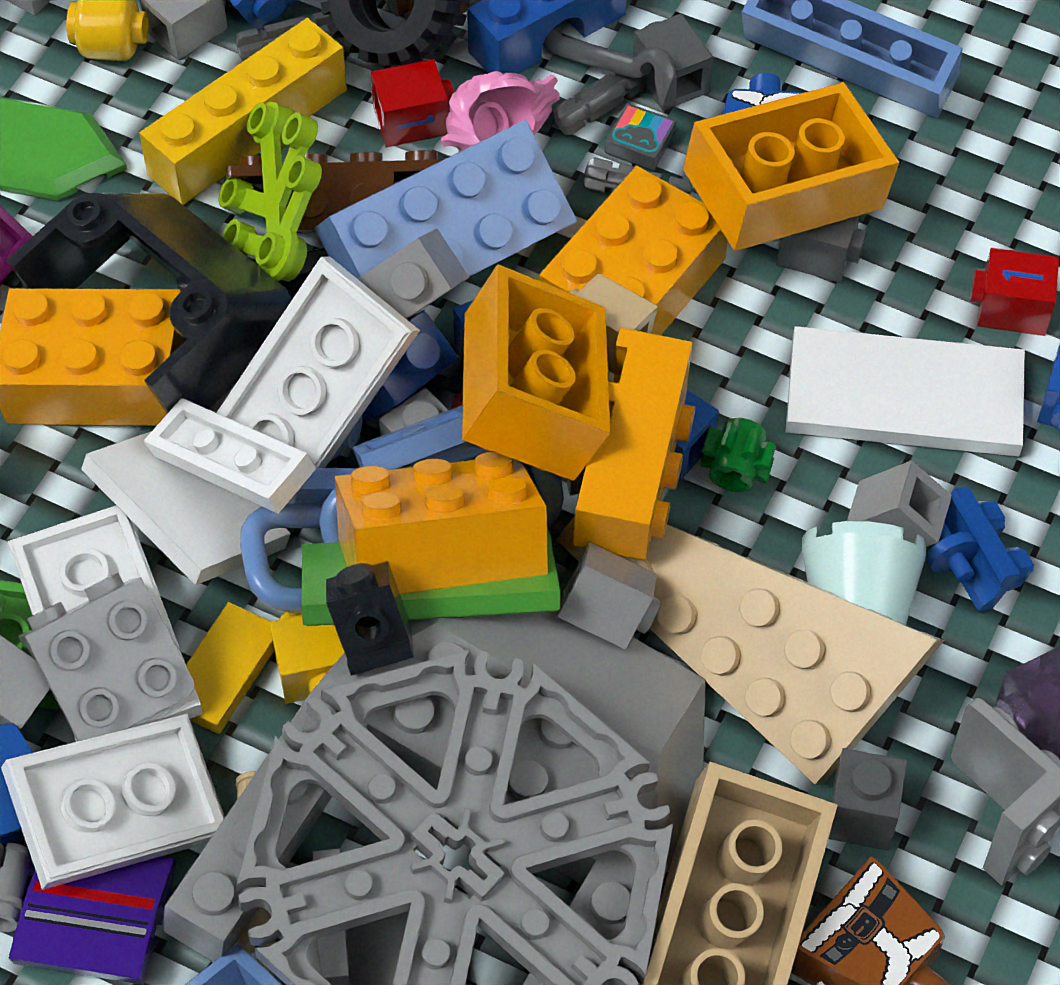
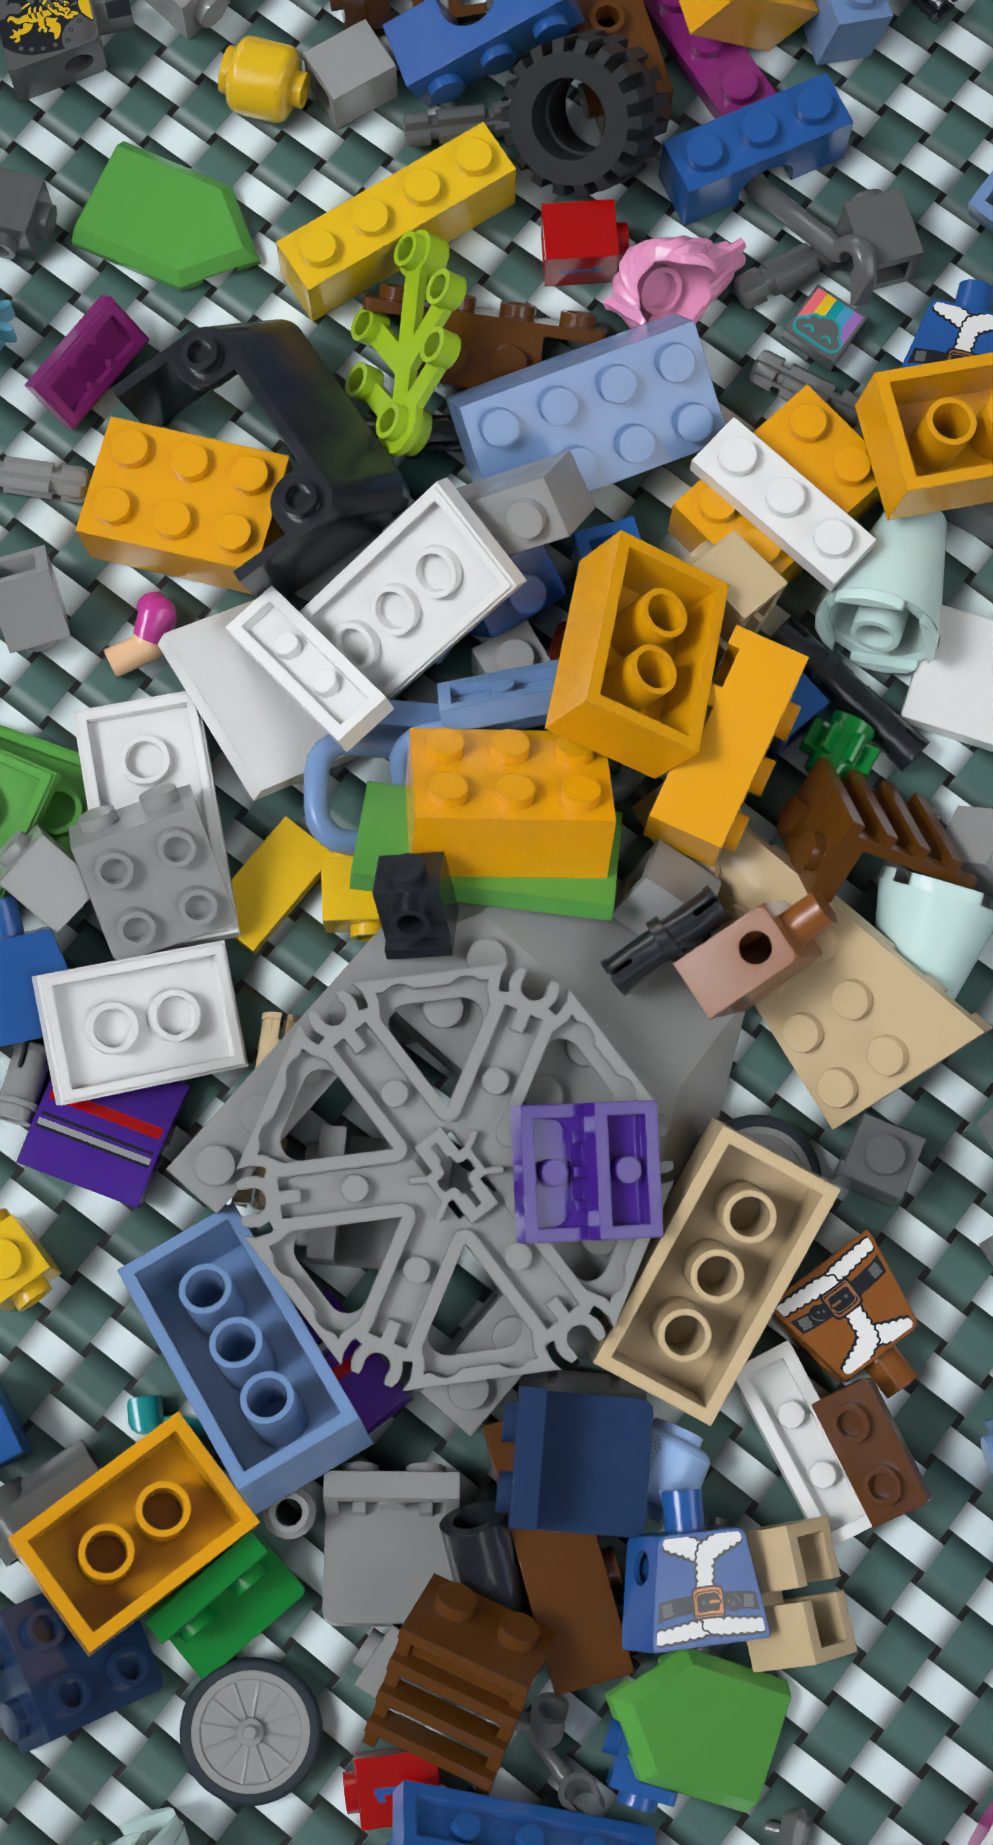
camera: 10 degrees right, 20 degrees up
(69, 479) = (154, 618): none -> arm
(586, 824) = (586, 1171): none -> dark purple slope
(616, 618) = (666, 940): none -> black pin
(638, 252) = (782, 504): none -> white plate
(704, 617) = (737, 963): none -> torso
(747, 499) = (842, 817): none -> reddish brown plate
(751, 324) = (892, 599): none -> light aqua cone
(791, 441) = (851, 694): none -> black pin

